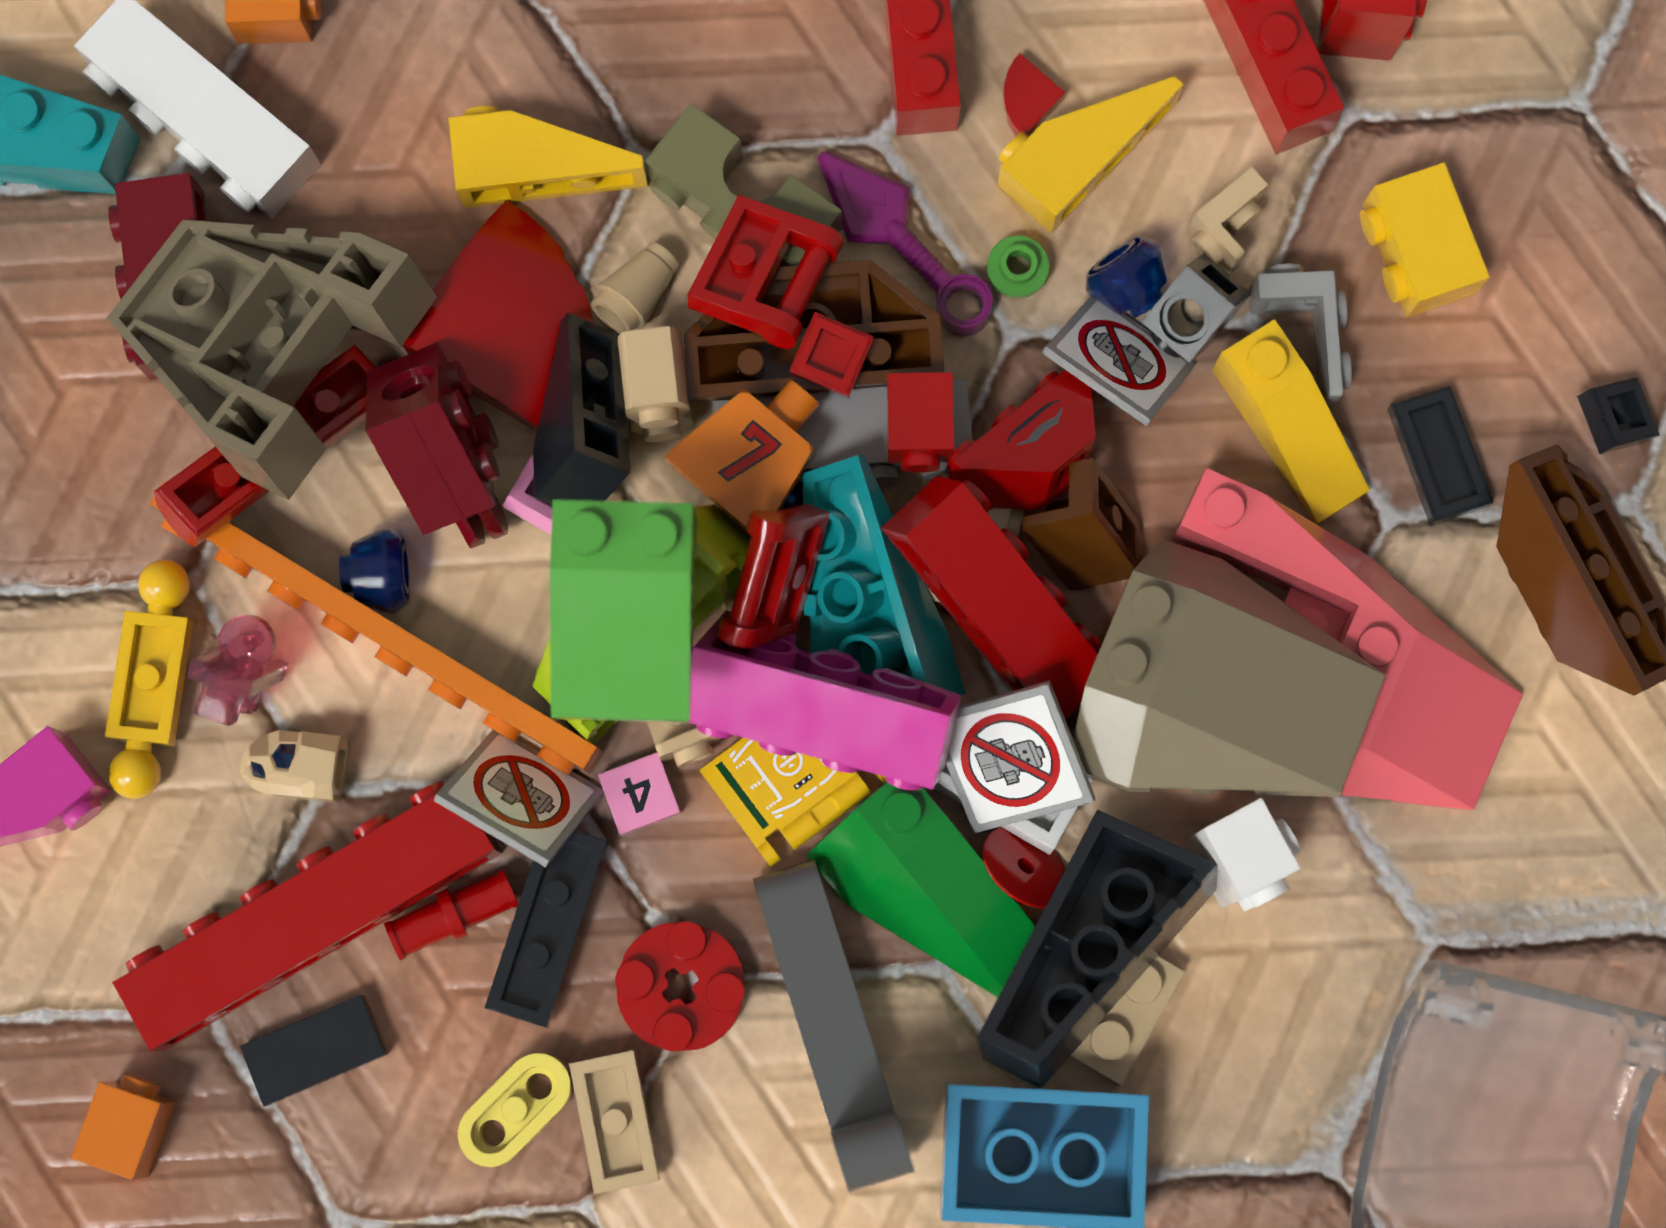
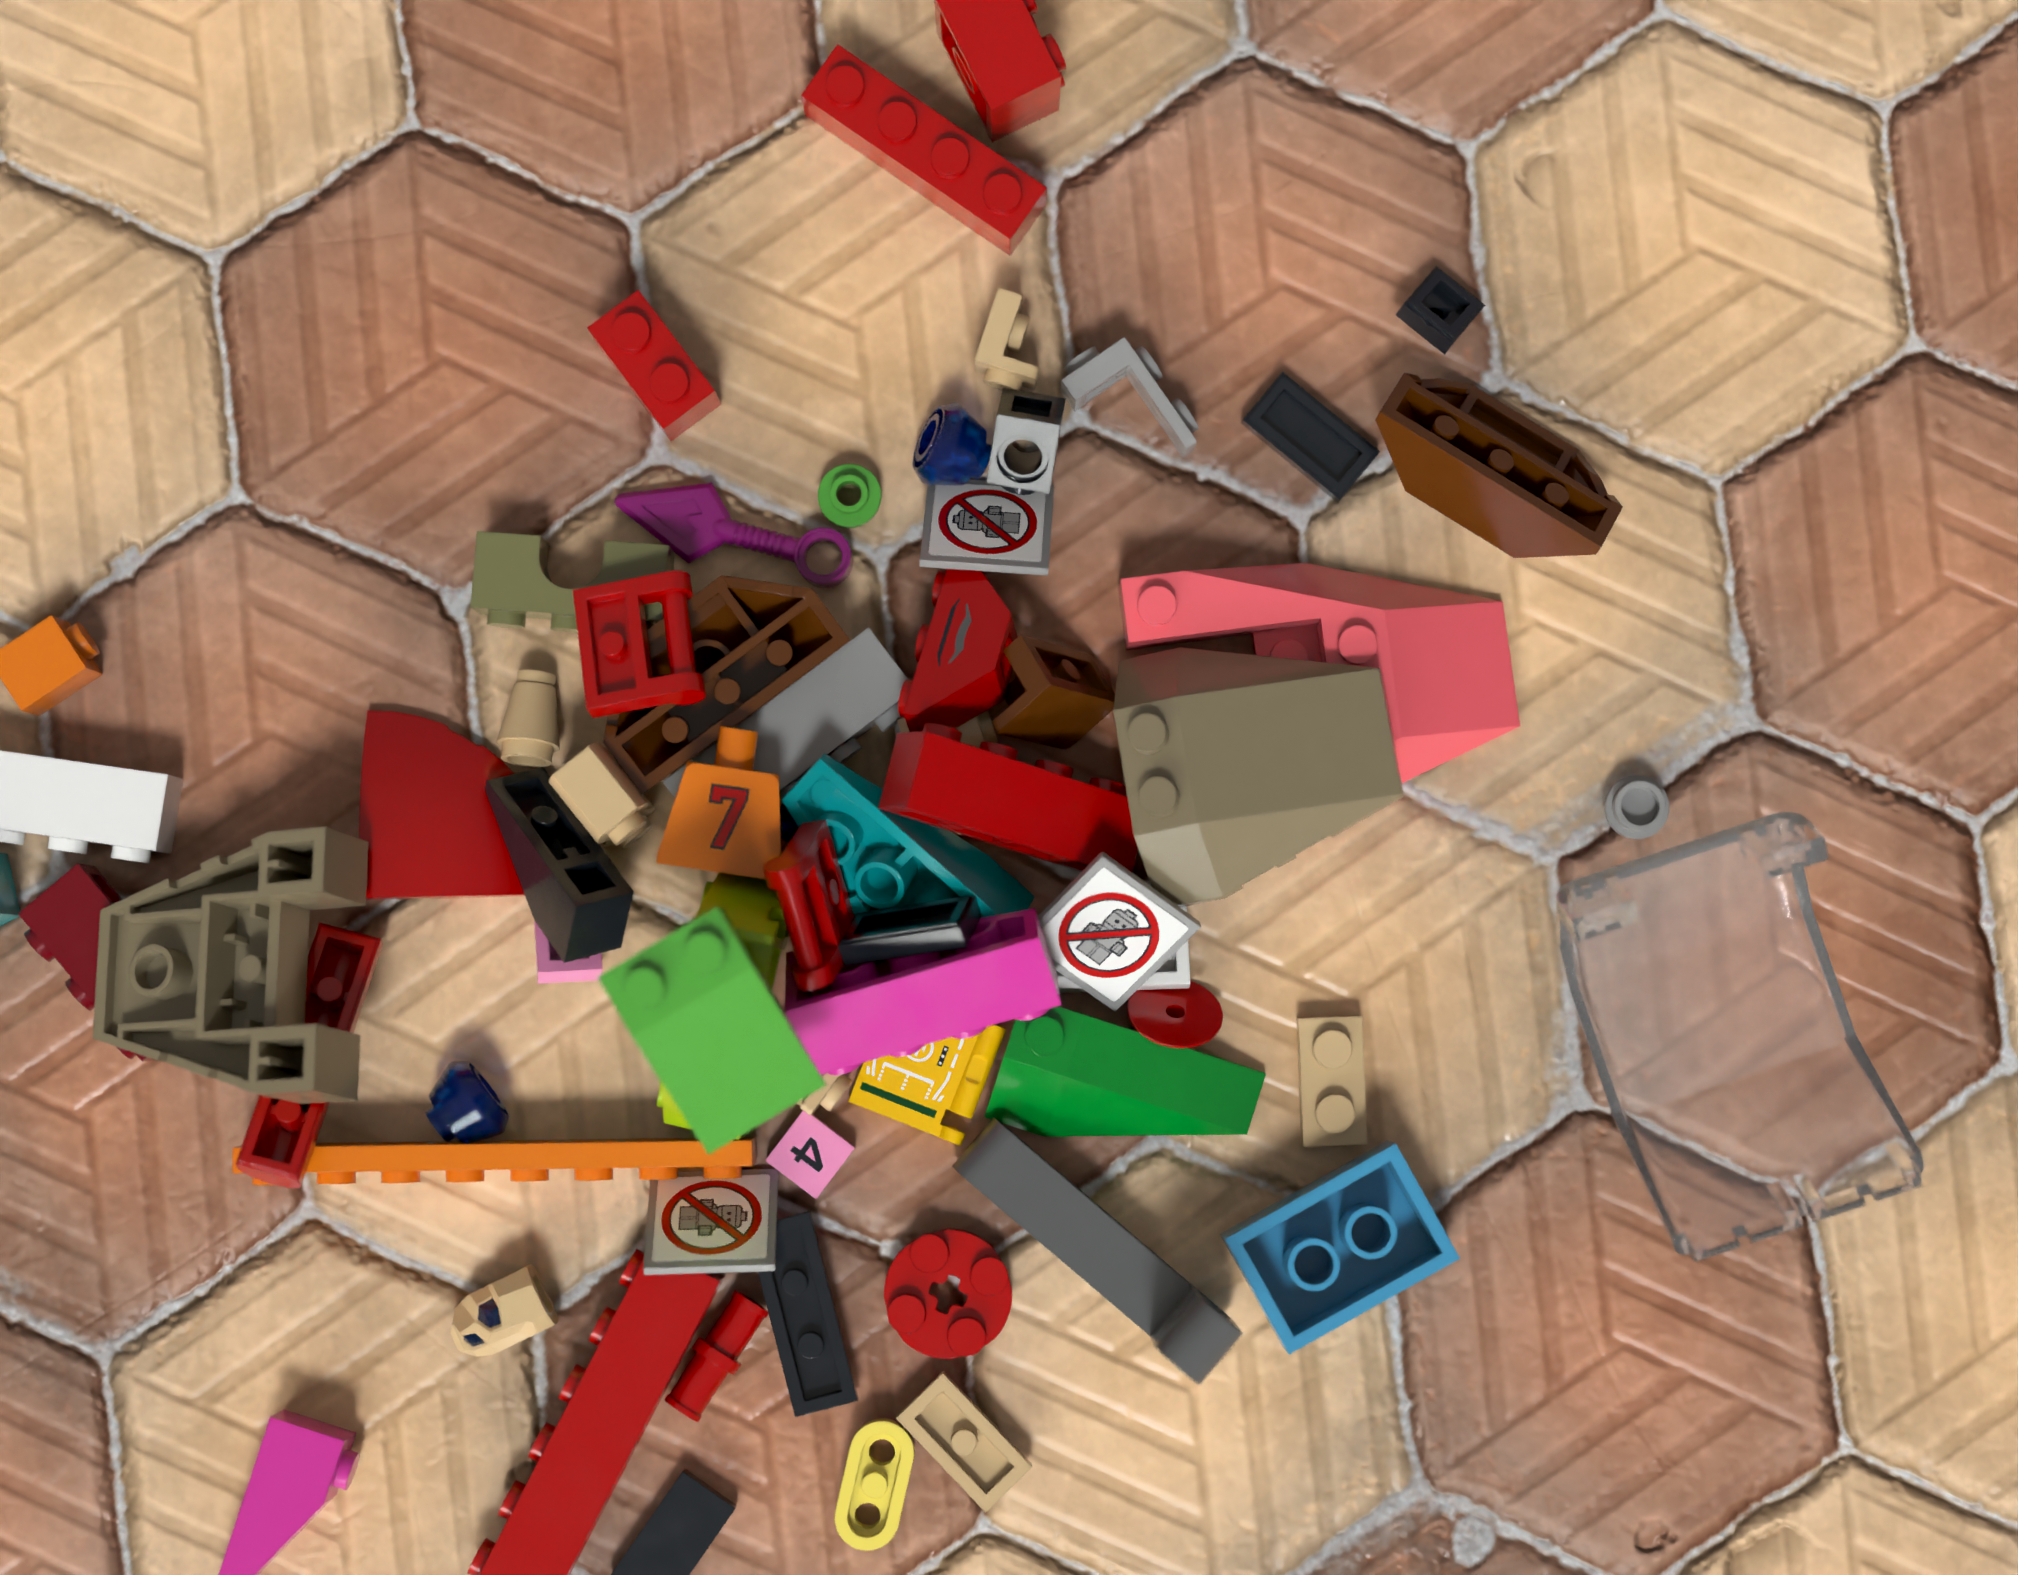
camera: 35 degrees left, 5 degrees up
(149, 679) = (328, 1319): yellow plate -> none
(237, 670) = (402, 1268): clear pink hips -> none
(435, 444) = (448, 969): dark red brick -> none
(526, 159) = (361, 666): yellow slope -> none
(831, 355) = (742, 682): red tile -> none
(843, 648) = (910, 930): none -> black tile
(920, 420) = (853, 692): red brick -> none
(1028, 96) = (765, 338): red tile -> none
(1077, 151) = (837, 366): yellow slope -> none
(1094, 940) = (1271, 1042): black wedge -> none
(1250, 855) = (1354, 890): white brick -> none
(1291, 420) = (1167, 488): yellow slope -> none
(1423, 240) = (1183, 259): yellow brick -> none
(1535, 941) = (1636, 807): none -> light grey plate

